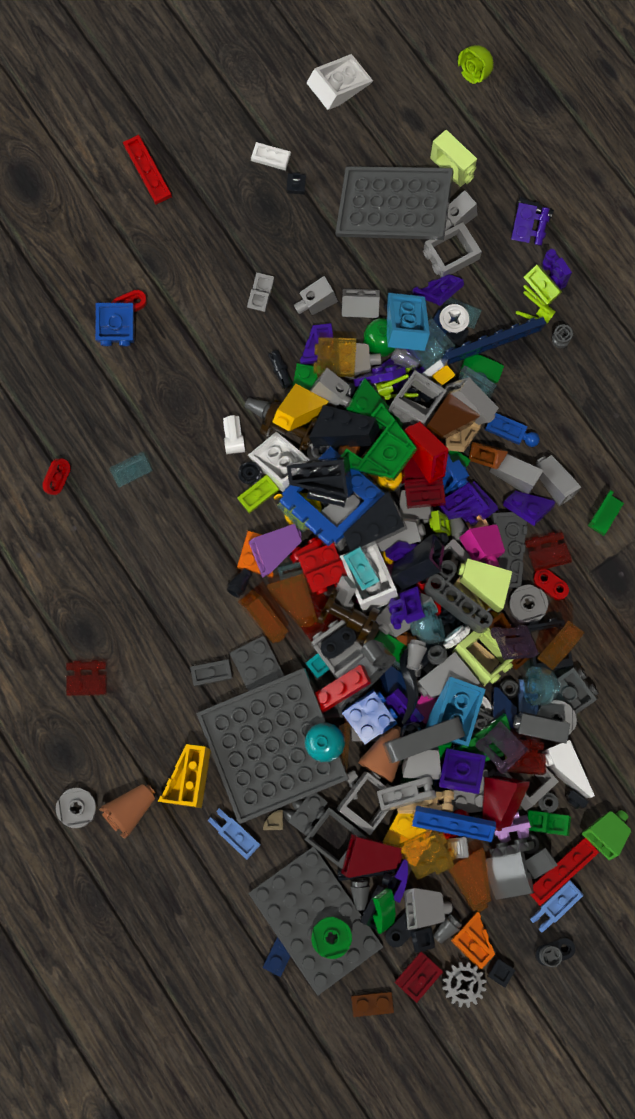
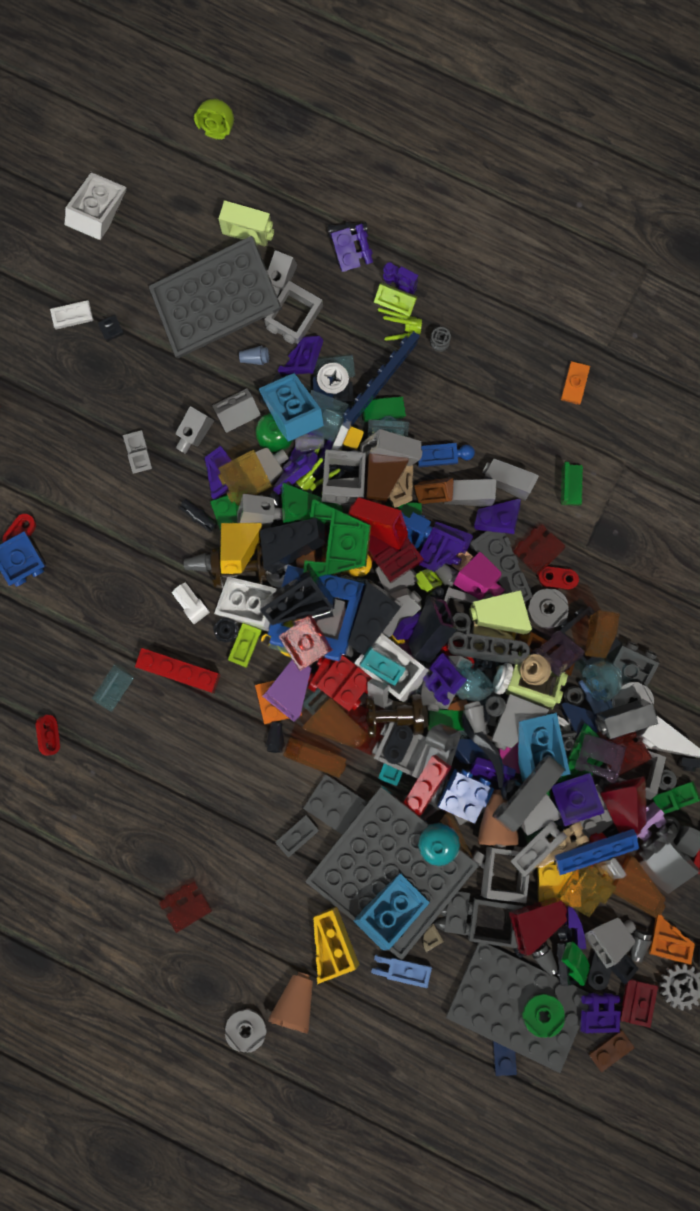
camera: 25 degrees left, 5 degrees up
(192, 483) = (177, 670): none -> red arch
(253, 777) = (391, 912): none -> dark azure slope
(308, 514) = (305, 643): none -> clear red plate
(376, 971) = (600, 1020): none -> dark purple plate
(400, 267) = (256, 355): none -> sand blue cone
(487, 643) = (535, 669): none -> tan plate

